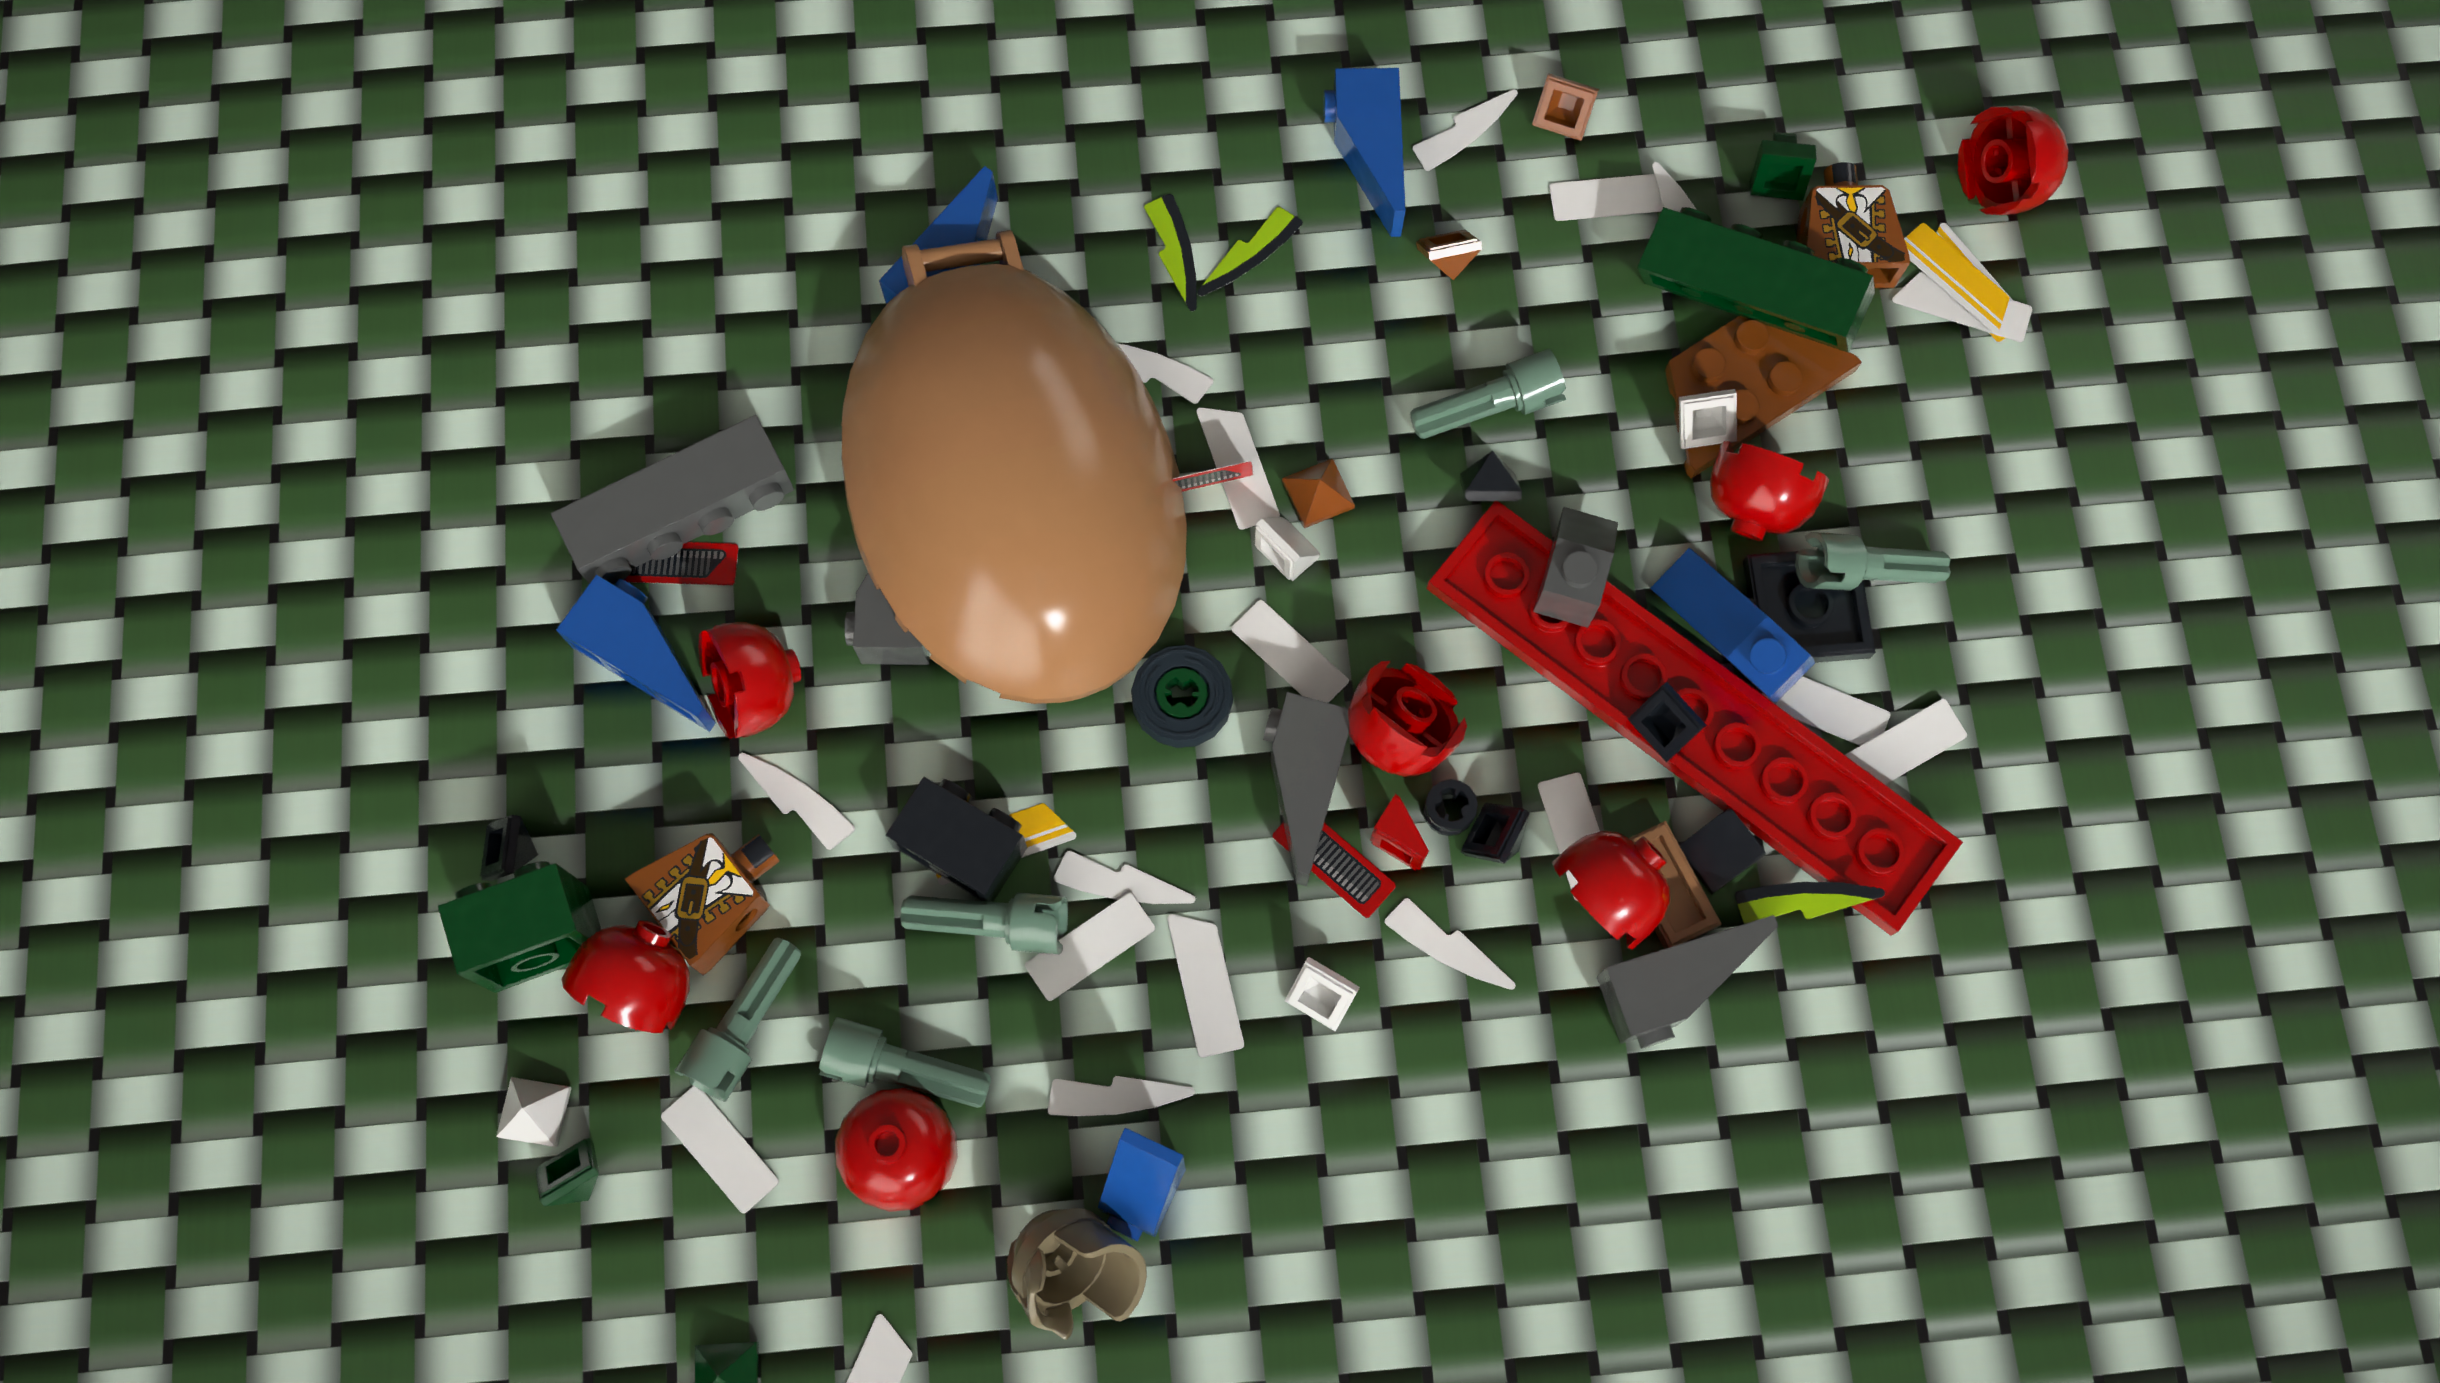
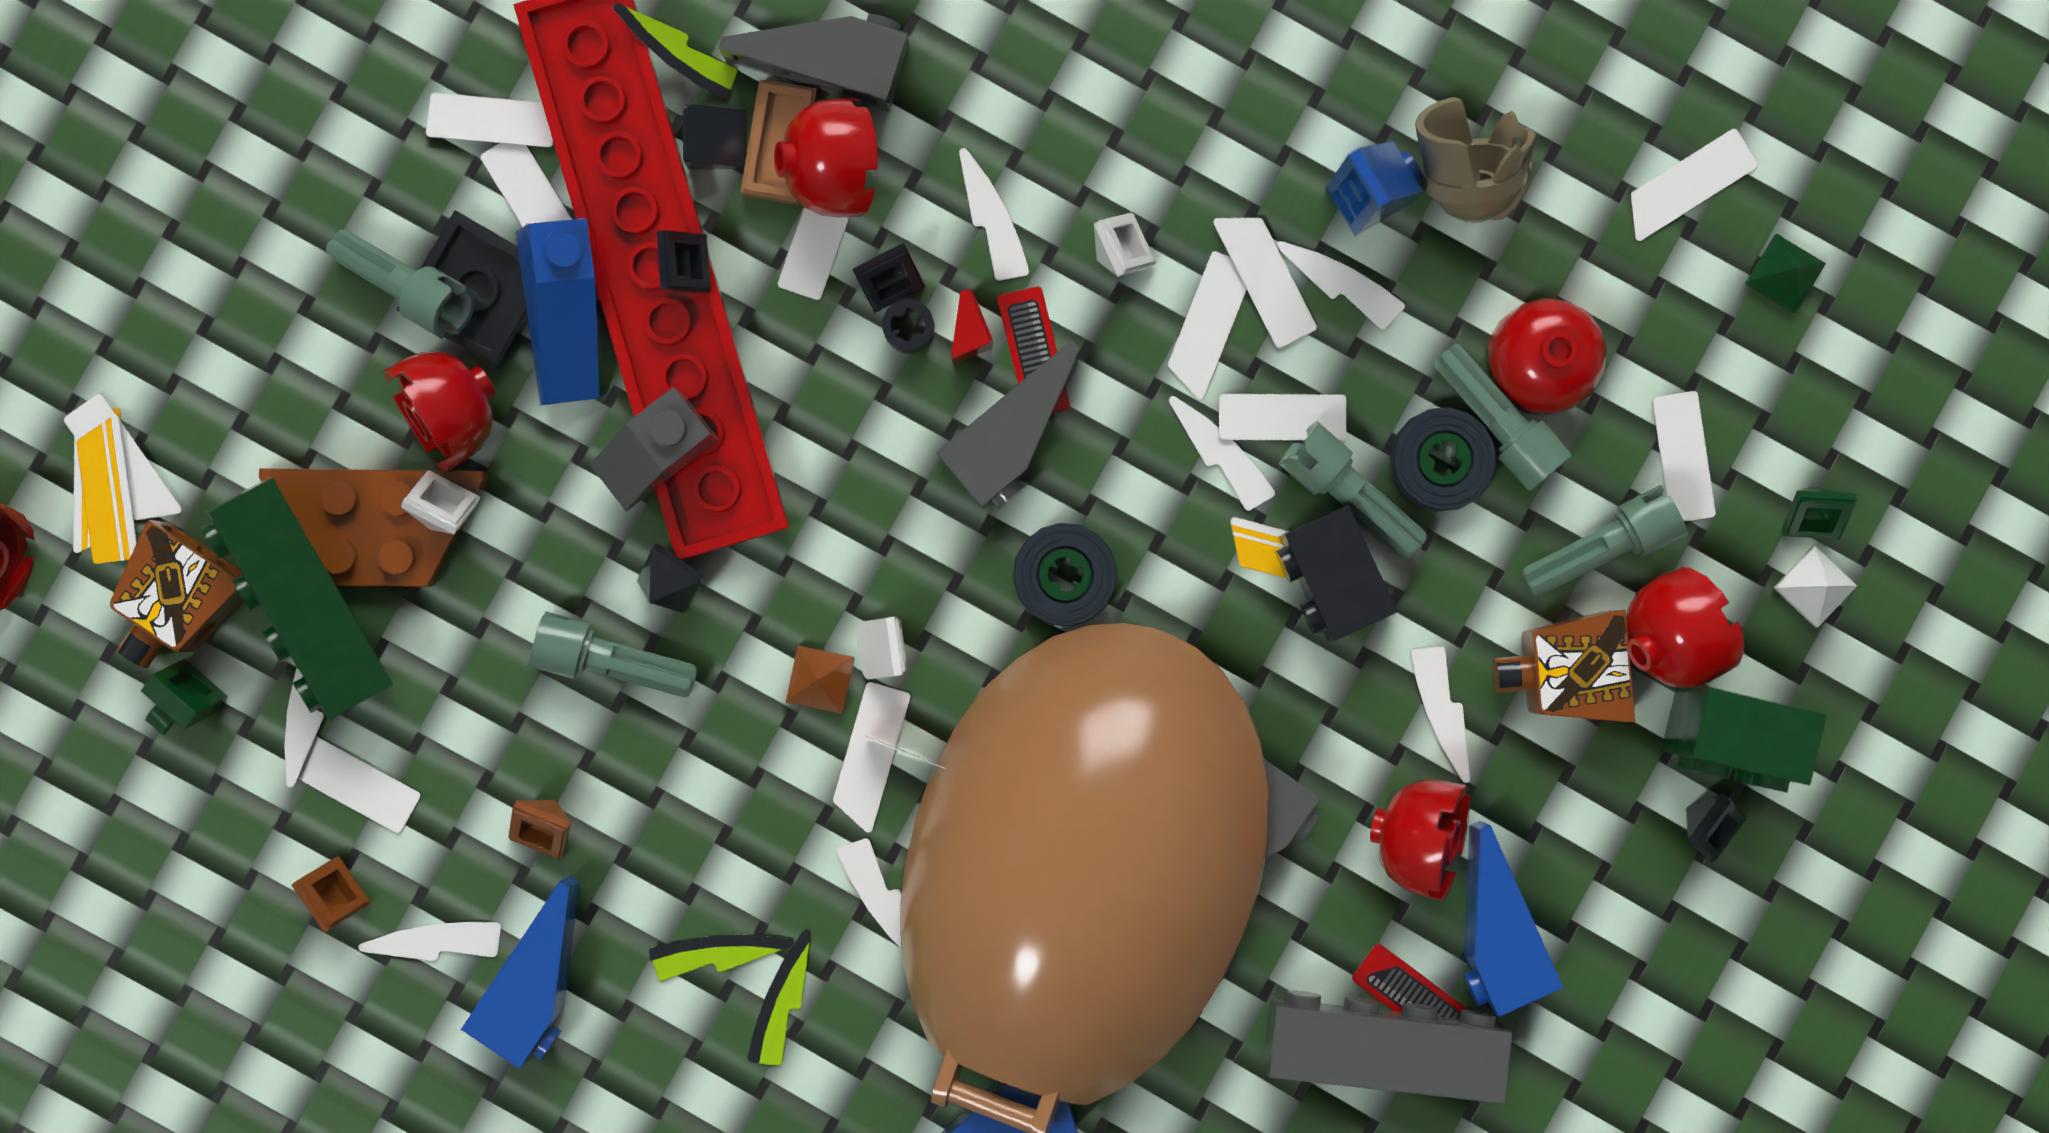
camera: 145 degrees left, 15 degrees up
(909, 1022) = (1471, 451): none -> black bush
(1183, 1053) = (1266, 278): none -> white sticker
(1289, 653) = (946, 552): white sticker -> none
(1404, 720) = (898, 416): red cylinder -> none

